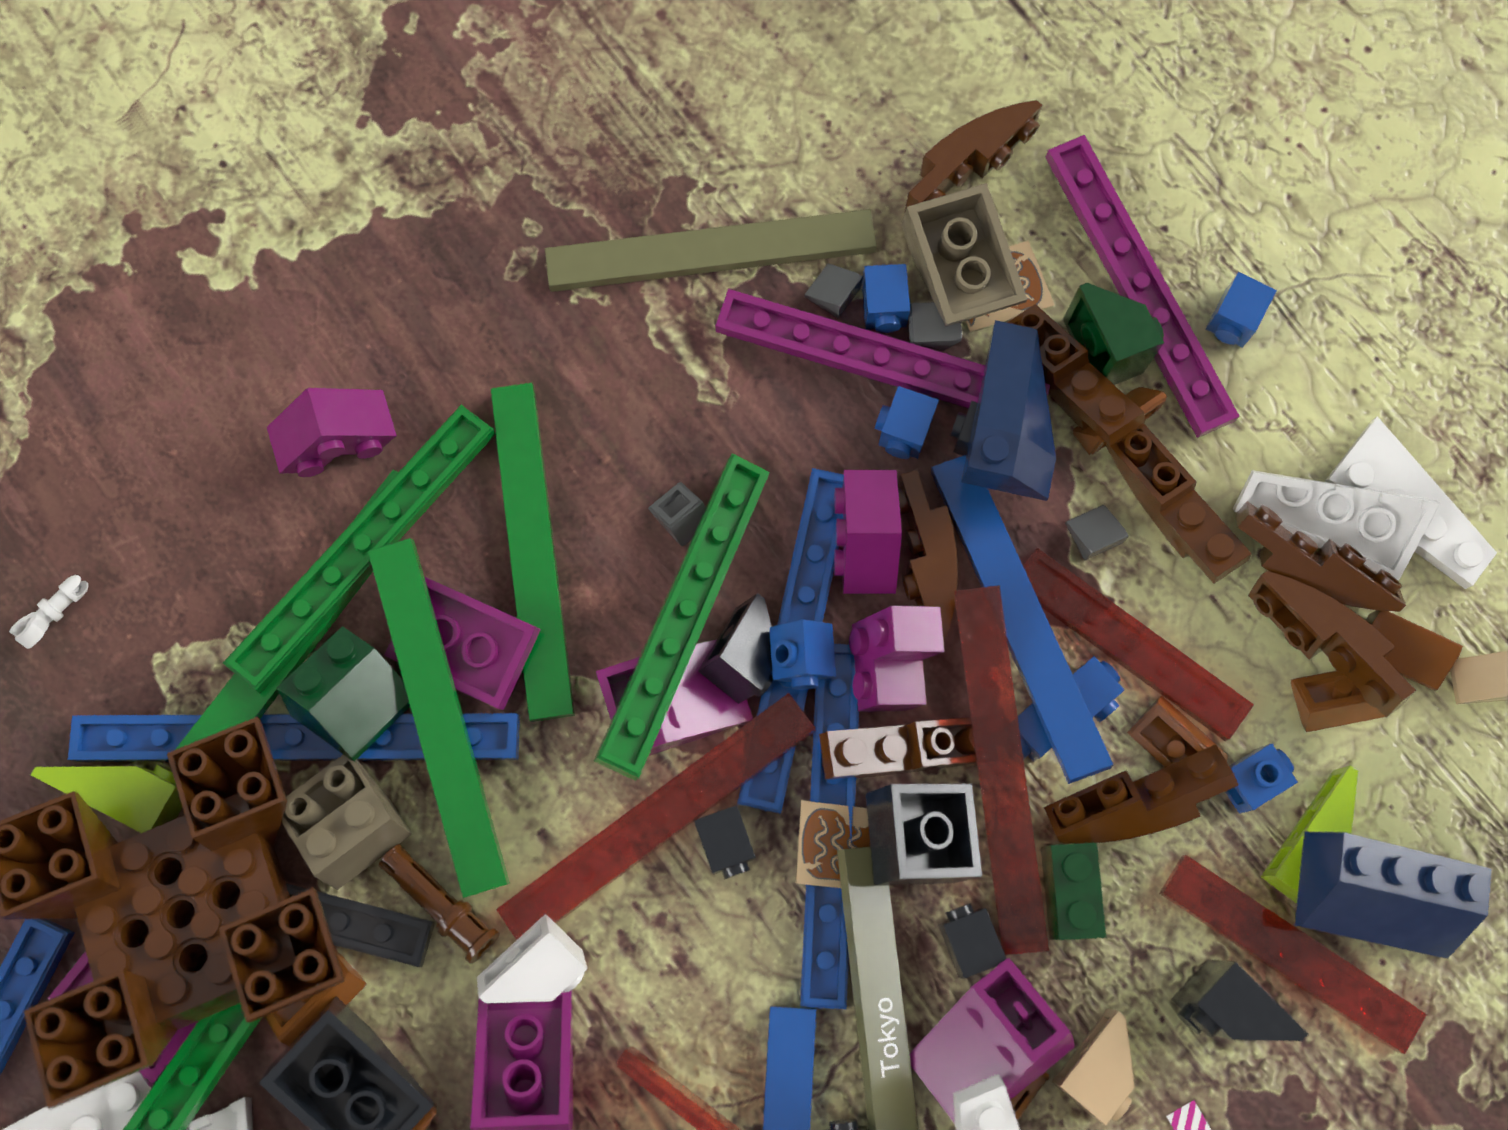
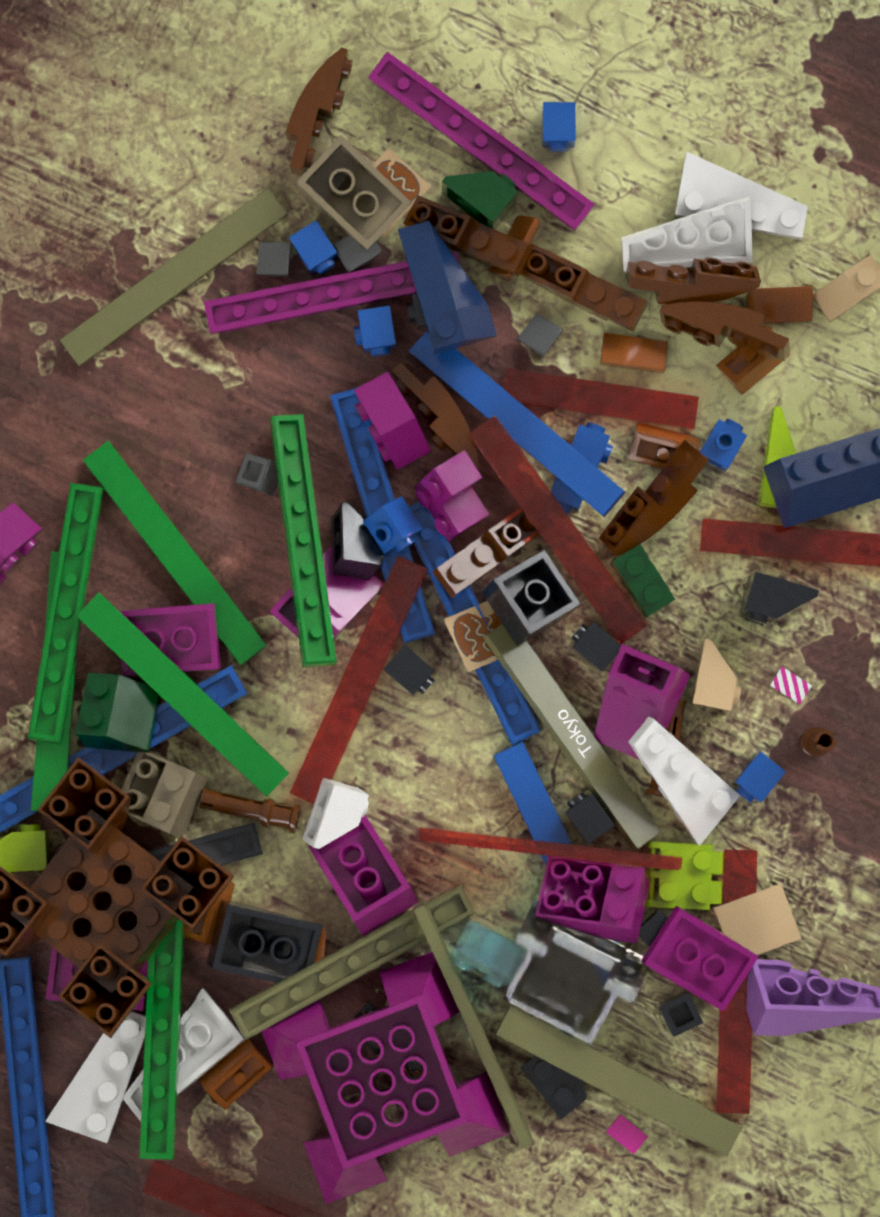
camera: 30 degrees left, 10 degrees up
(1198, 612) = (633, 353): none -> dark orange slope

